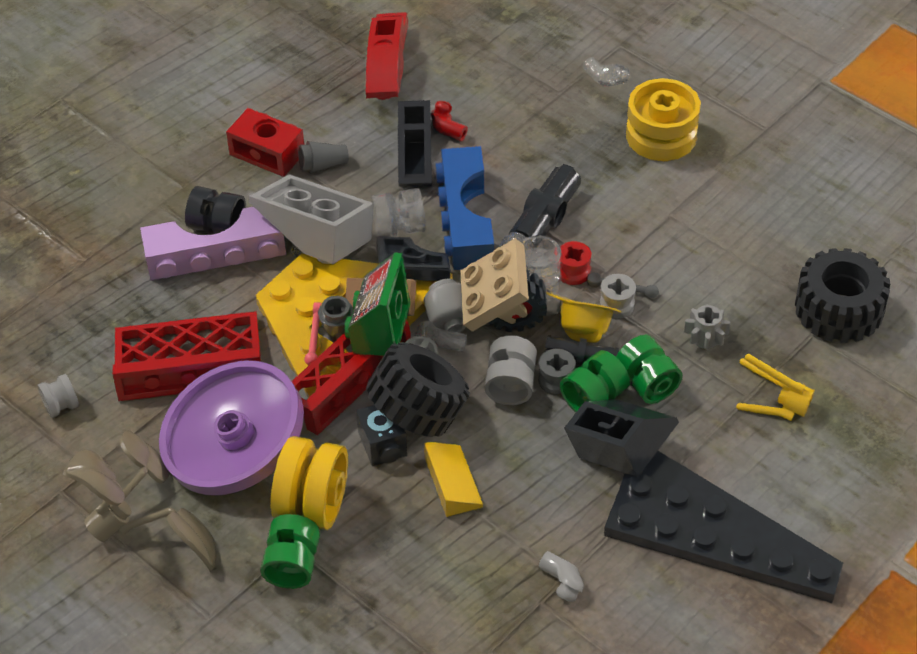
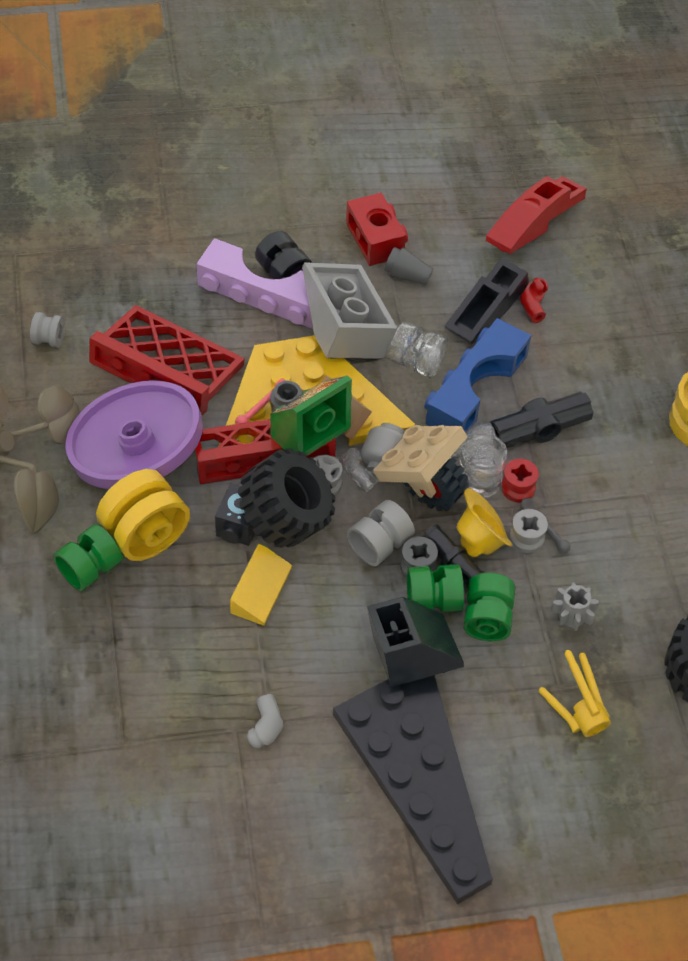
camera: 35 degrees right, 5 degrees up
(418, 262) = (389, 393): black tile -> none

